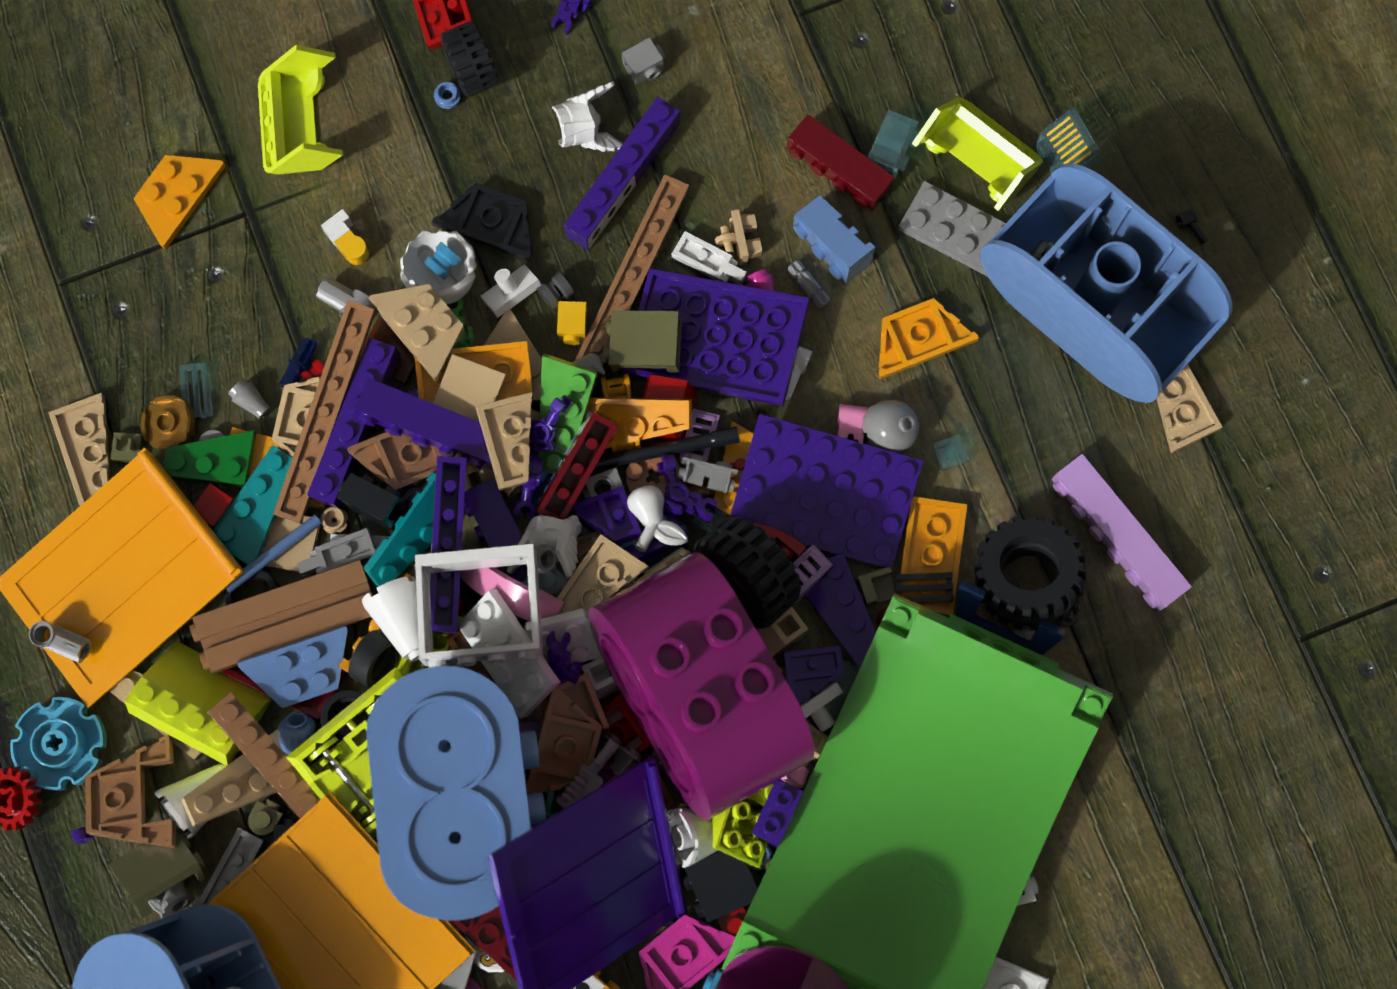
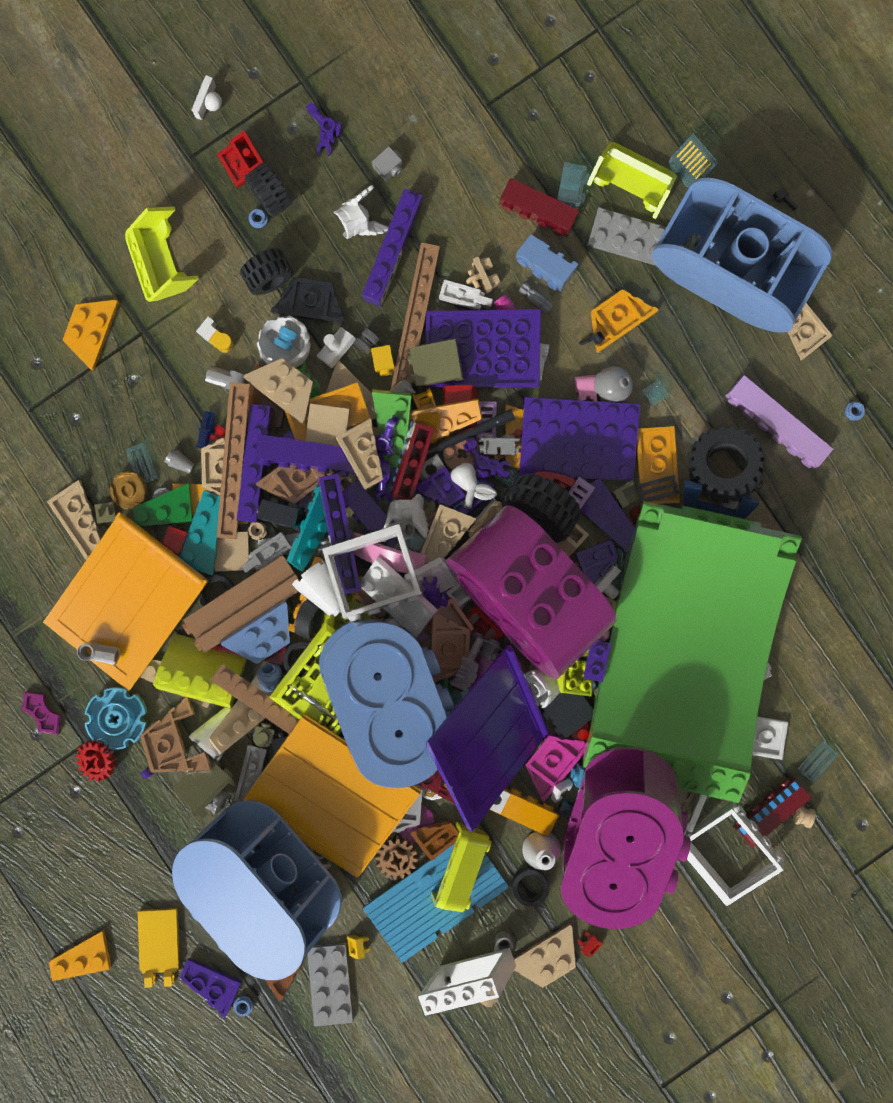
camera: 15 degrees left, 10 degrees up
(275, 551) = (225, 560): medium blue bar -> none
(439, 166) = (266, 271): none -> black tyre
(881, 356) = (597, 338): none -> black hand
(1241, 535) = (860, 411): none -> medium blue plate

